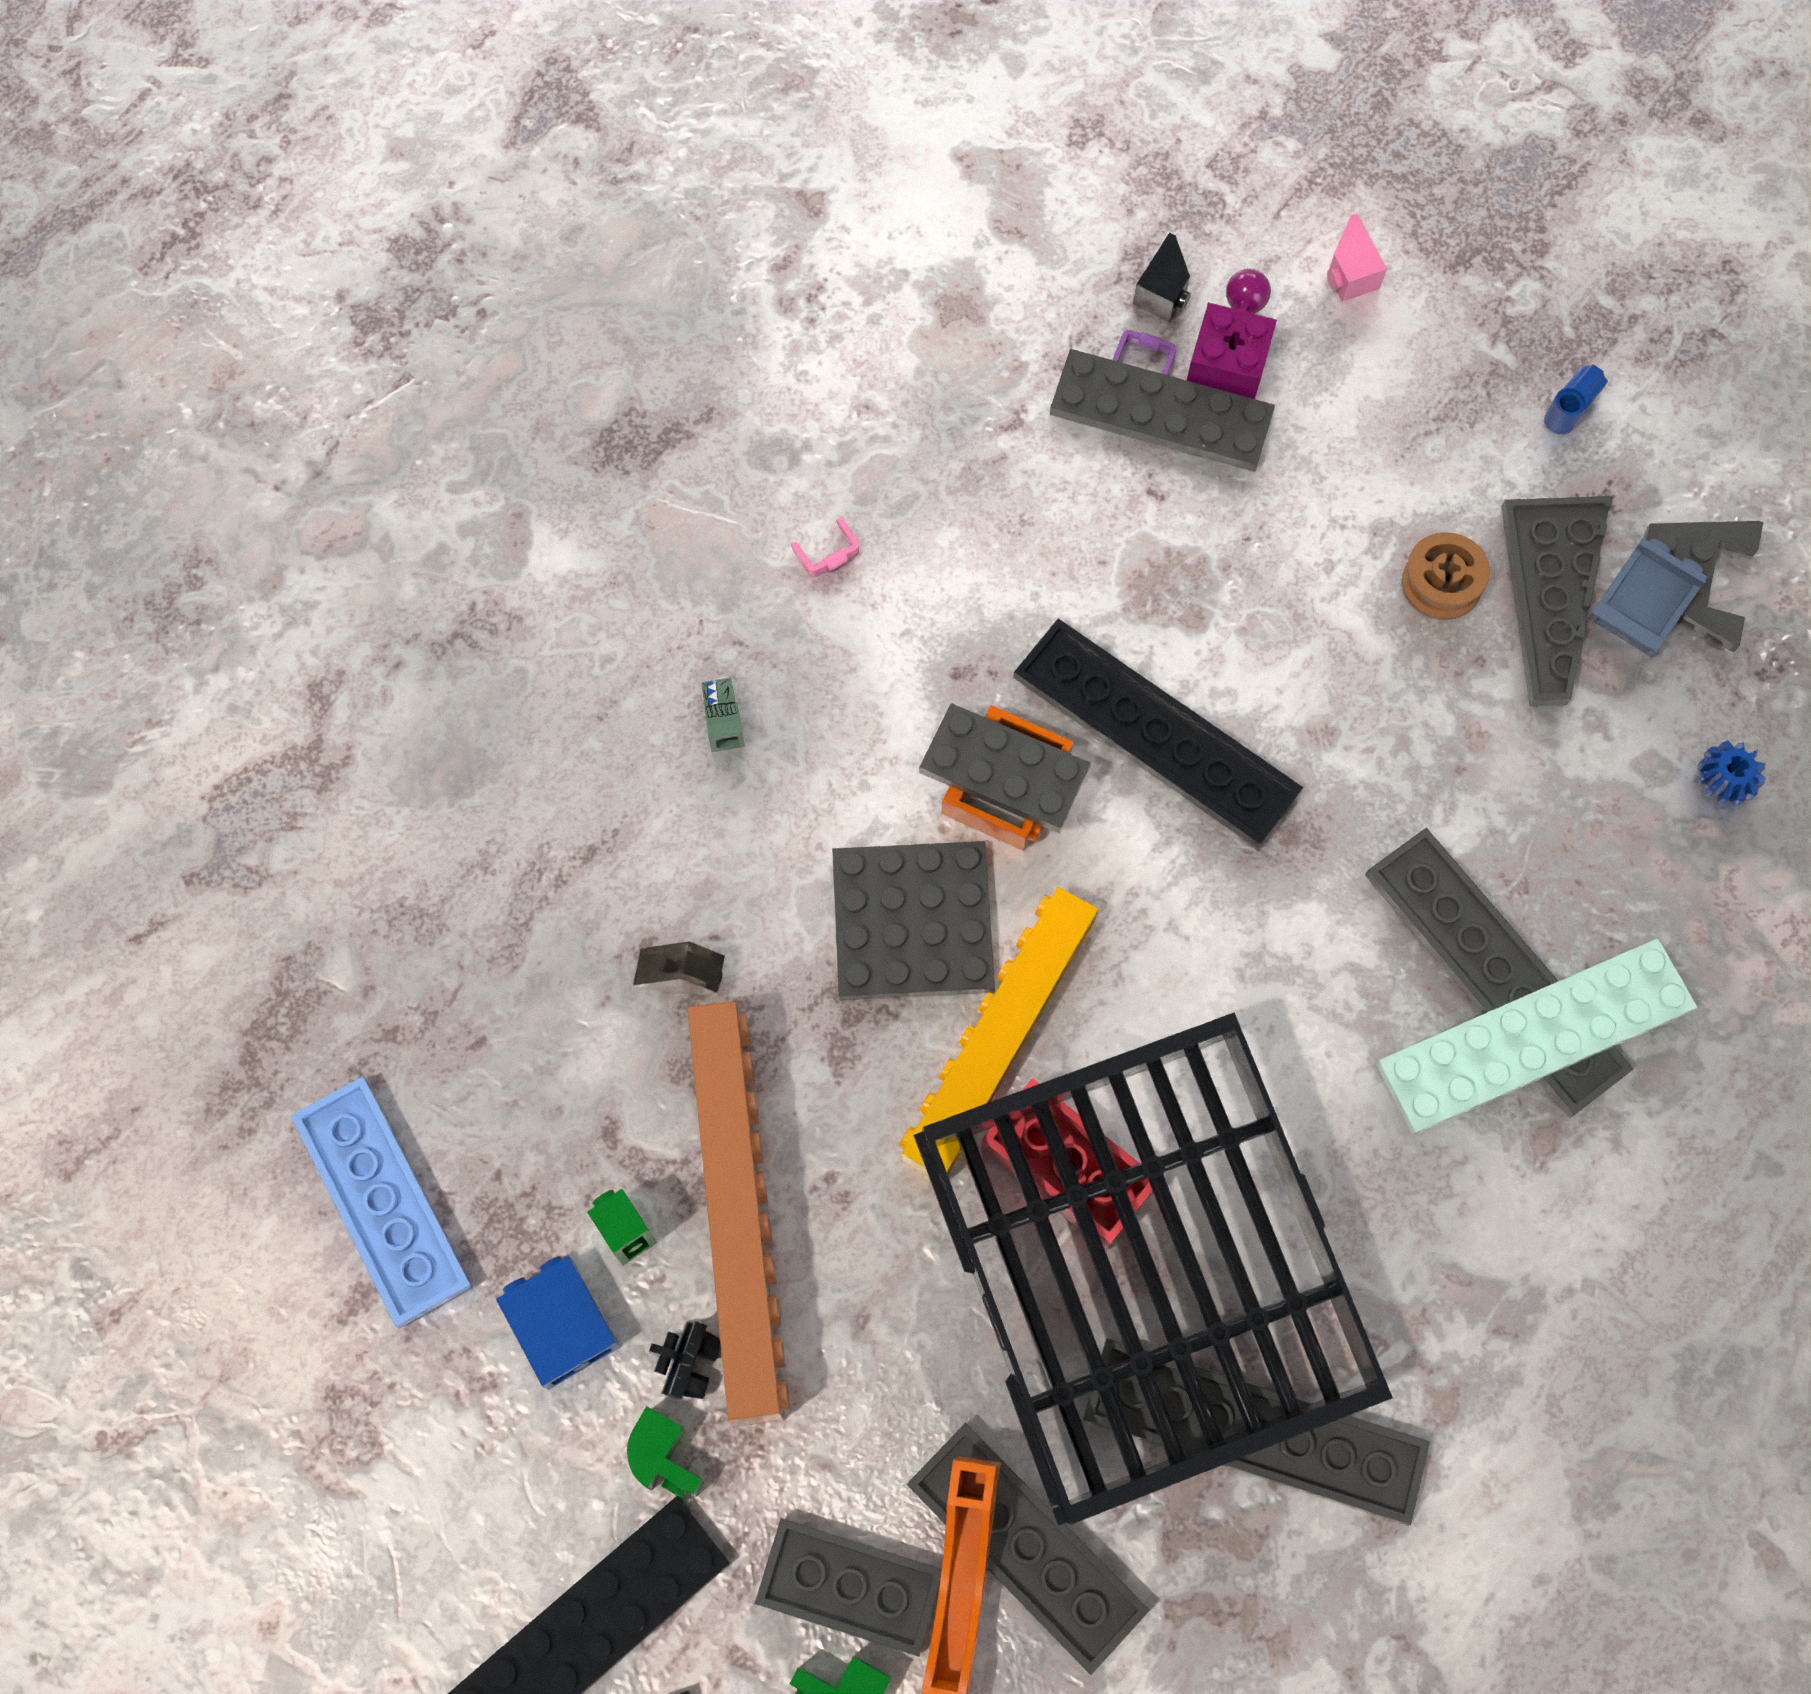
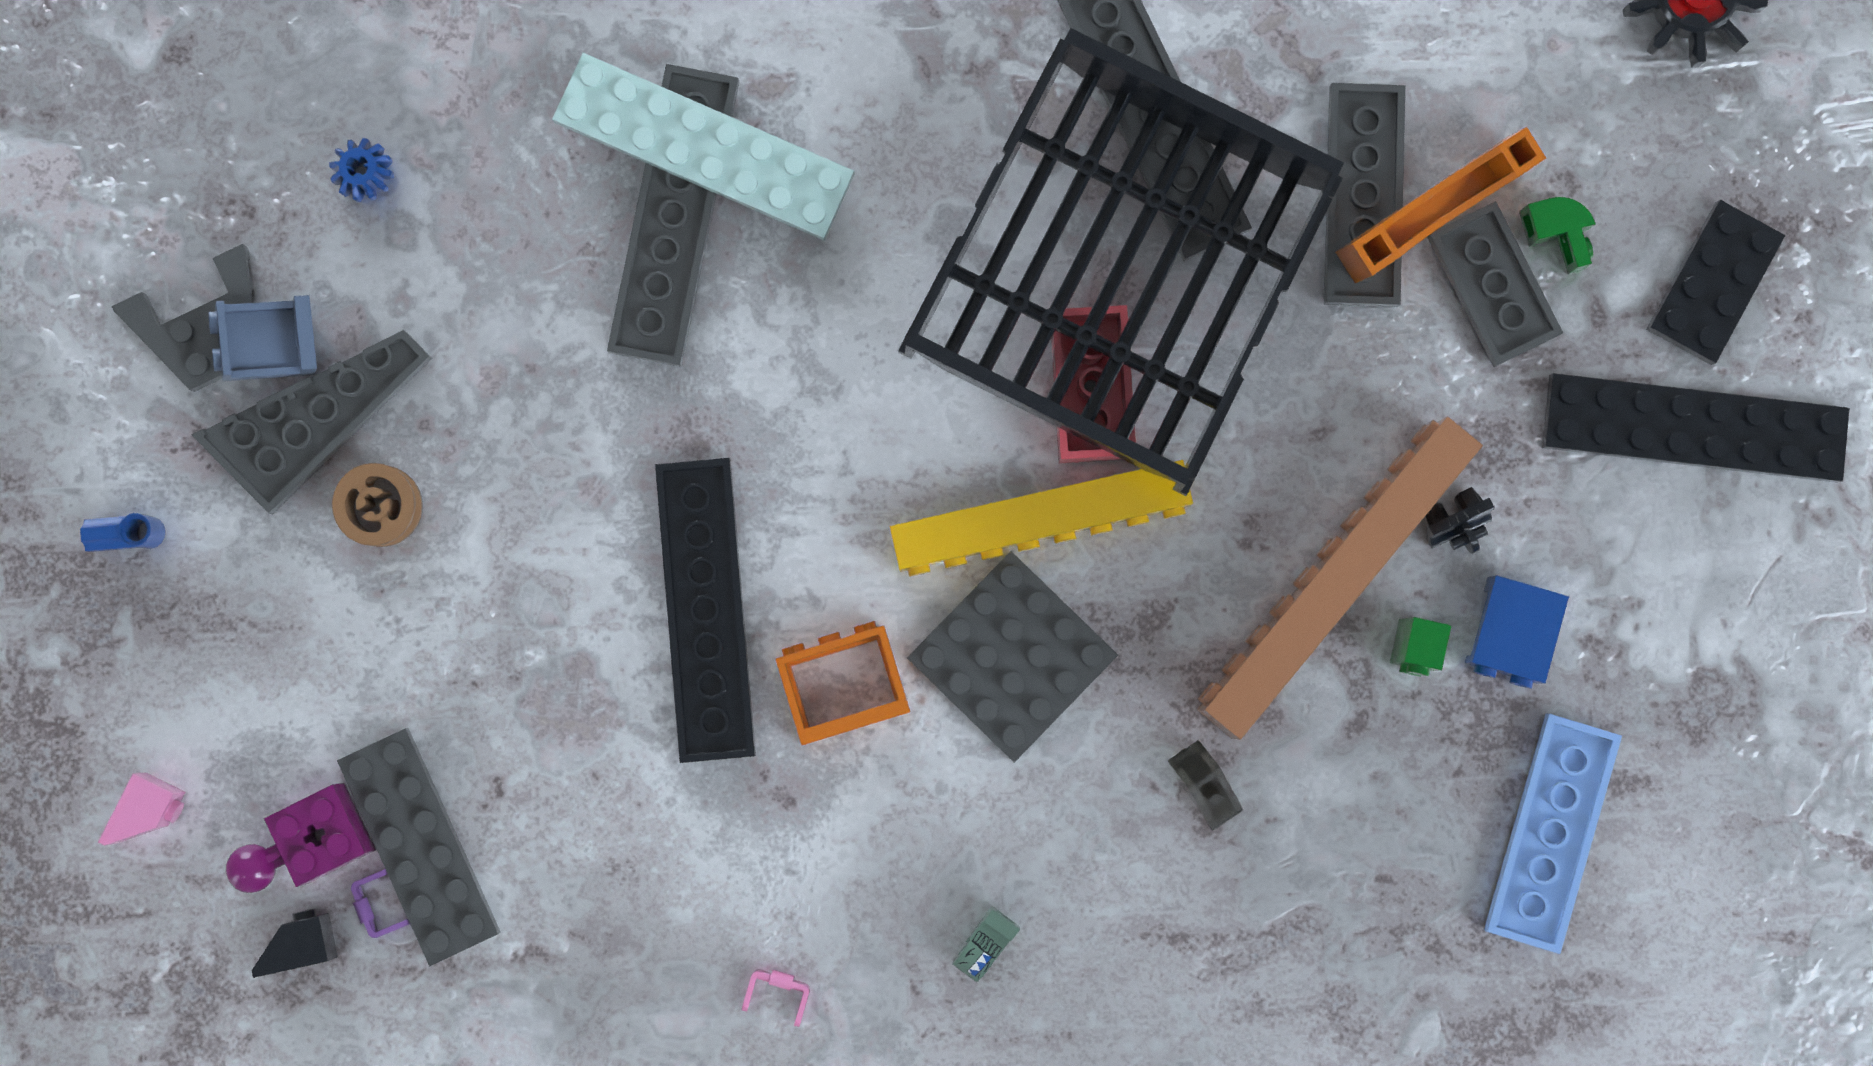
camera: 130 degrees left, 15 degrees up
(650, 1452) = (1539, 485): green brick -> none
(1004, 767) = (844, 688): dark grey plate -> none

